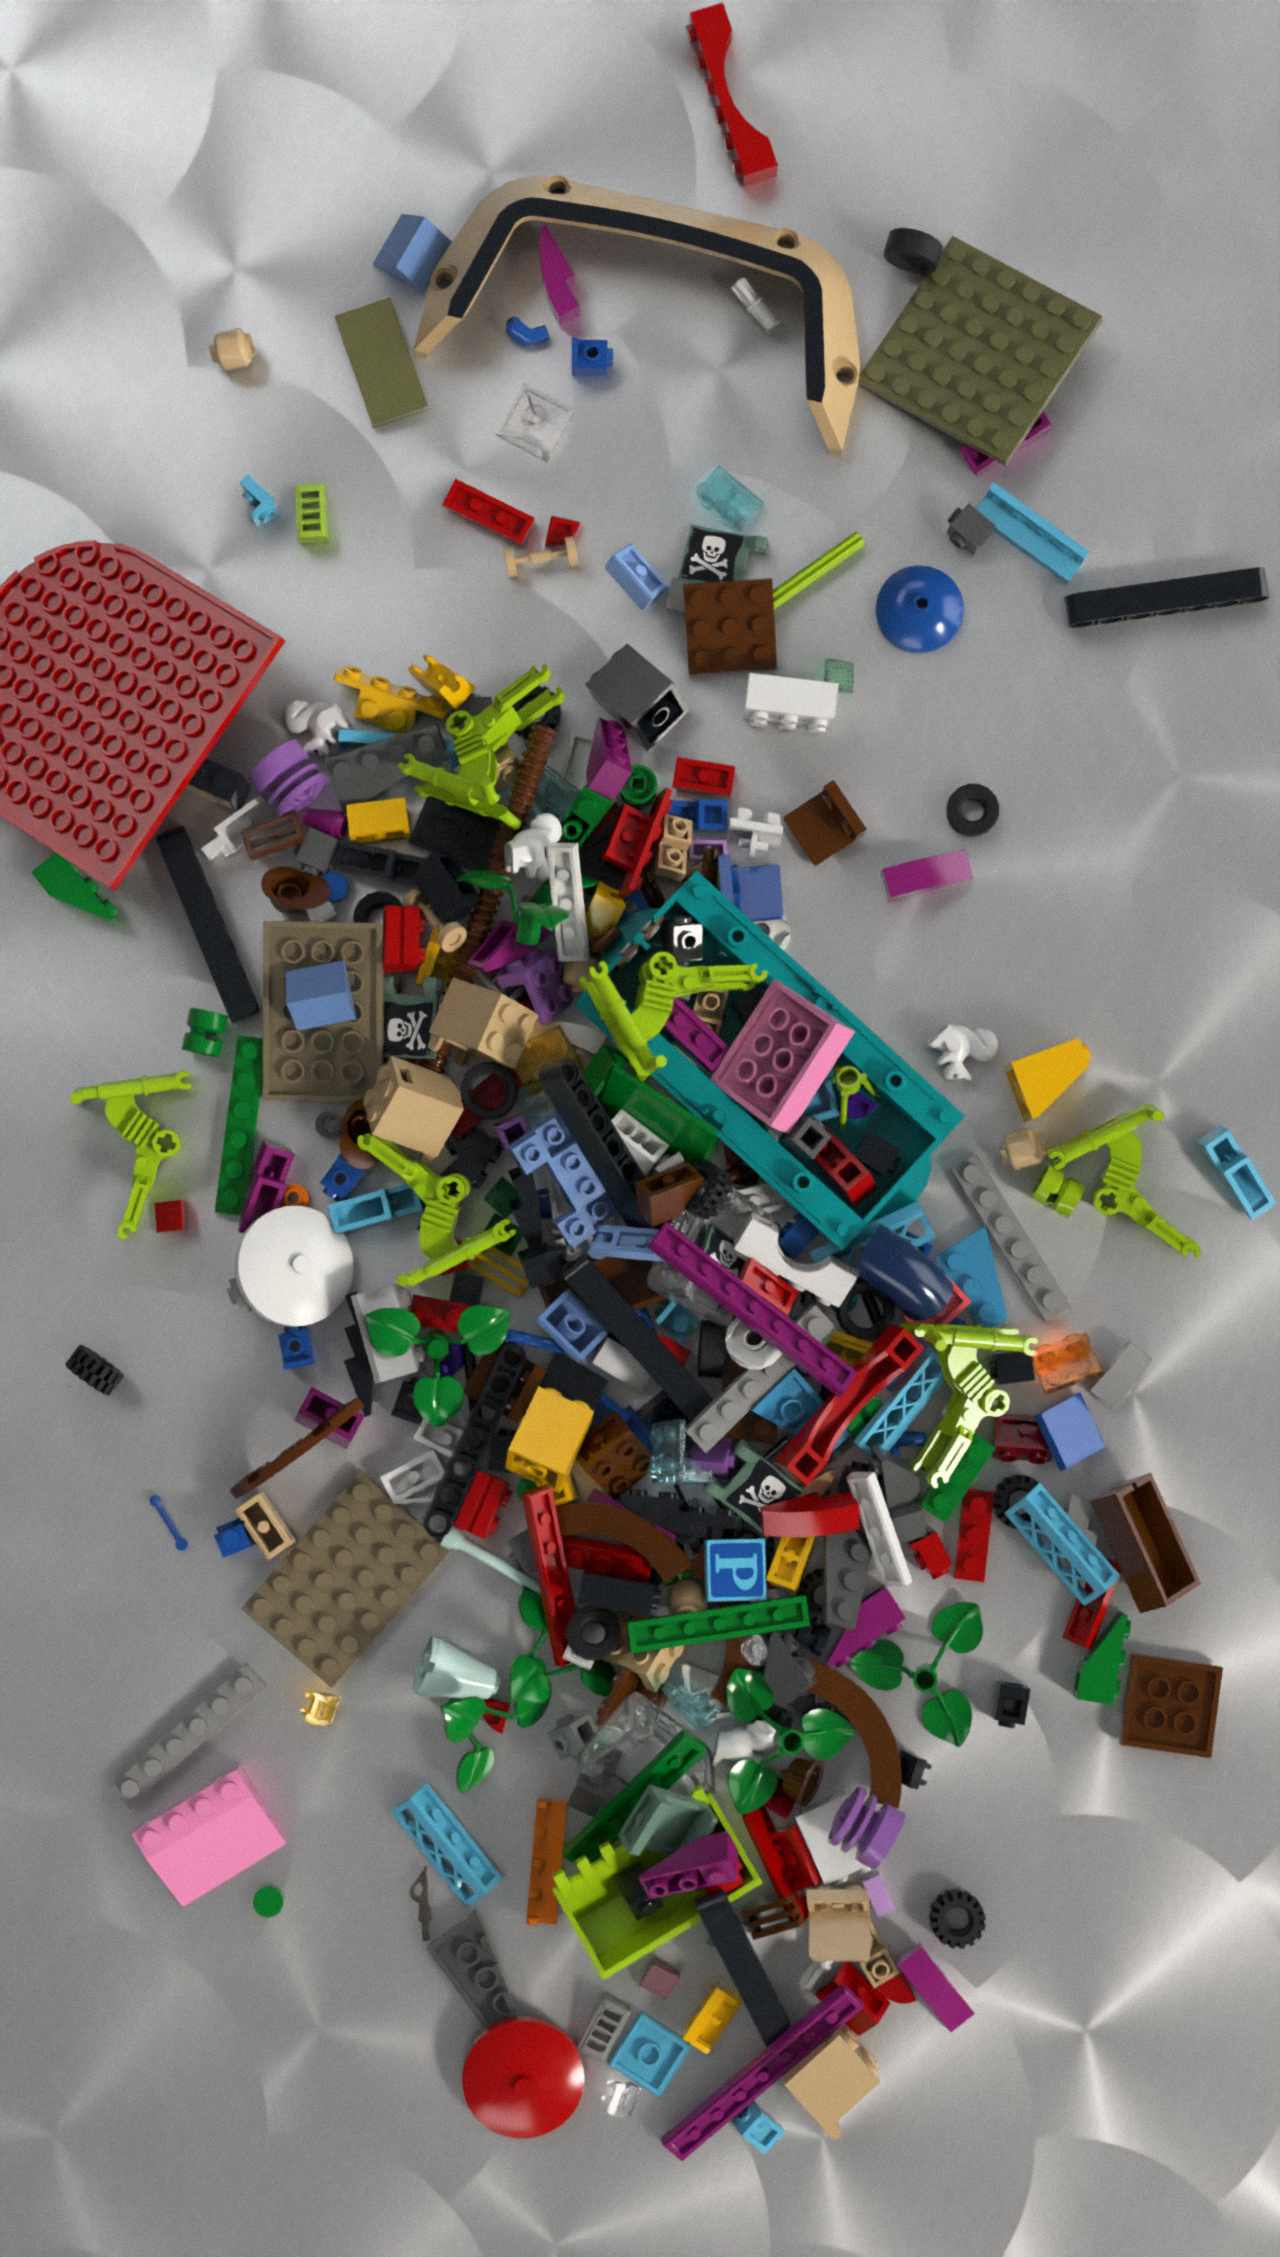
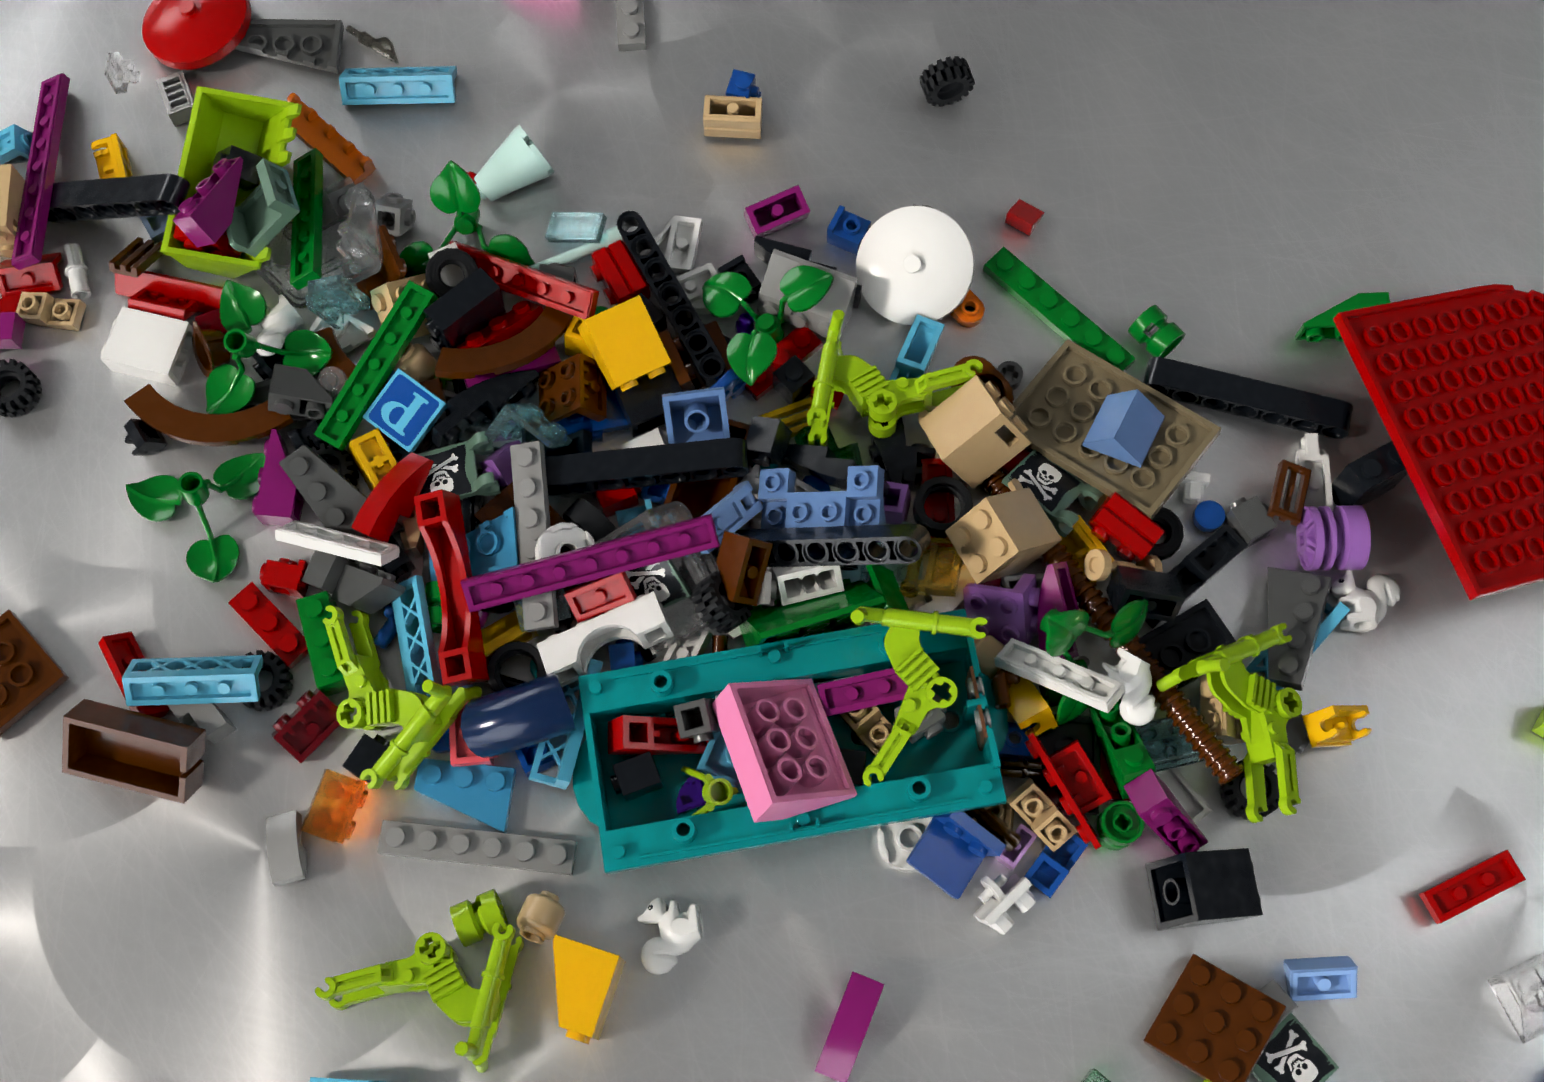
camera: 130 degrees right, 15 degrees down
(138, 1130) = (1111, 230): lime piece -> none
(181, 1543) = (769, 63): blue hinge -> none
(266, 1182) = (998, 296): magenta slope -> none
(294, 890) = (1231, 478): reddish brown piece -> none
(297, 1449) = (771, 142): reddish brown tile -> none
(322, 1709) = (568, 68): clear yellow tile -> none
(327, 821) = (1270, 548): magenta cone -> none
(345, 1579) = (648, 148): dark tan plate -> none
(353, 1178) = (950, 343): blue brick -> none
(378, 821) = (1242, 588): yellow hinge -> none
(387, 703) = (1349, 670): yellow bracket -> none
(459, 1722) = (468, 128): green plant -> none
(465, 1576) = (576, 227): none -> clear light blue tile
(541, 556) = (1410, 872): tan wheel -> none
(559, 529) = (1410, 940): red tile -> none
(649, 2053) = (133, 113): medium azure tile -> none
(660, 1978) = (170, 157): slope -> none
(683, 938) = (952, 745): dark grey brick -> none
(703, 777) = (1086, 893): red plate -> none
(790, 702) = (1102, 1021): white brick -> none
(825, 824) = (964, 968): reddish brown bracket -> none
(839, 1923) = (84, 295): tan bracket -> none
(862, 1825) = (121, 356): medium lavender wheel -> none
(878, 1894) = (81, 346): lavender piece -> none
(1017, 1692) = (120, 549): black brick -> none
(1070, 1431) = (277, 764): tile -> none
(1099, 1668) = (78, 637): green slope -> none

